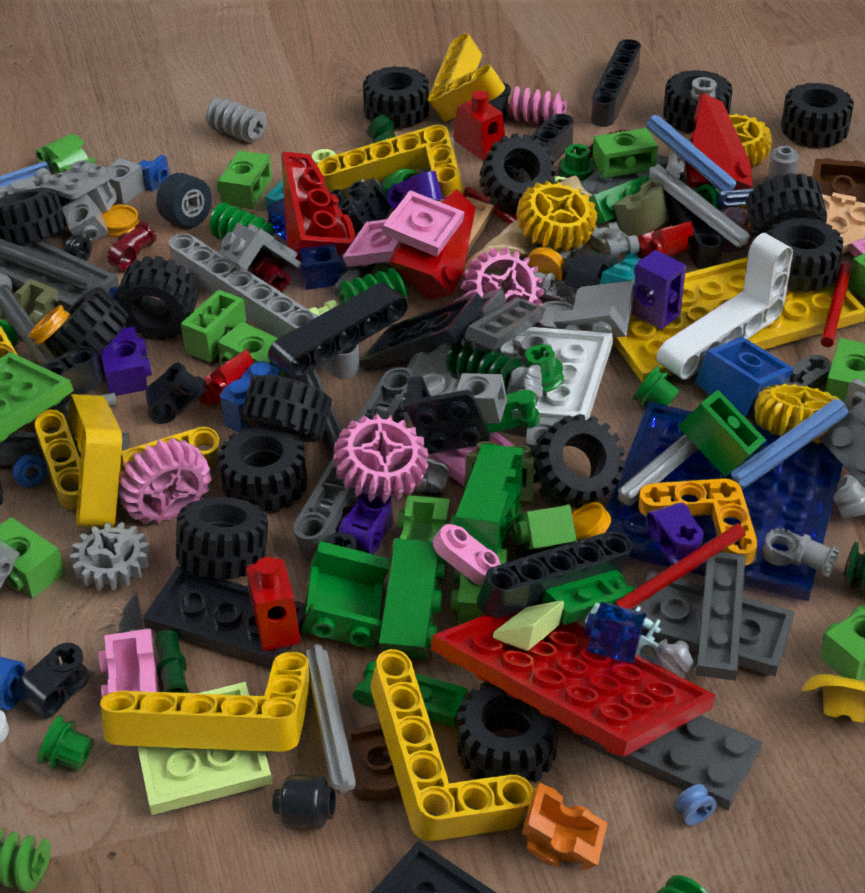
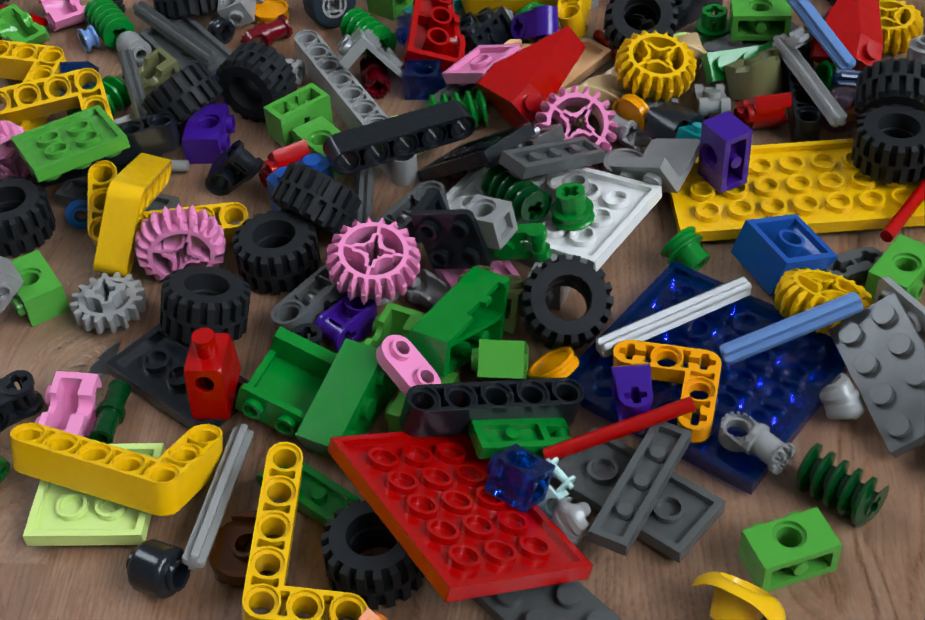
camera: 20 degrees right, 0 degrees up
(49, 324) = (147, 86): light orange piece -> none
(423, 223) = (517, 51): bright pink plate -> none
(526, 379) = (551, 215): light grey arm -> none
(530, 625) = (438, 451): yellowish green slope -> none
(721, 433) = (720, 302): green brick -> none
(741, 316) = (805, 194): white beam -> none

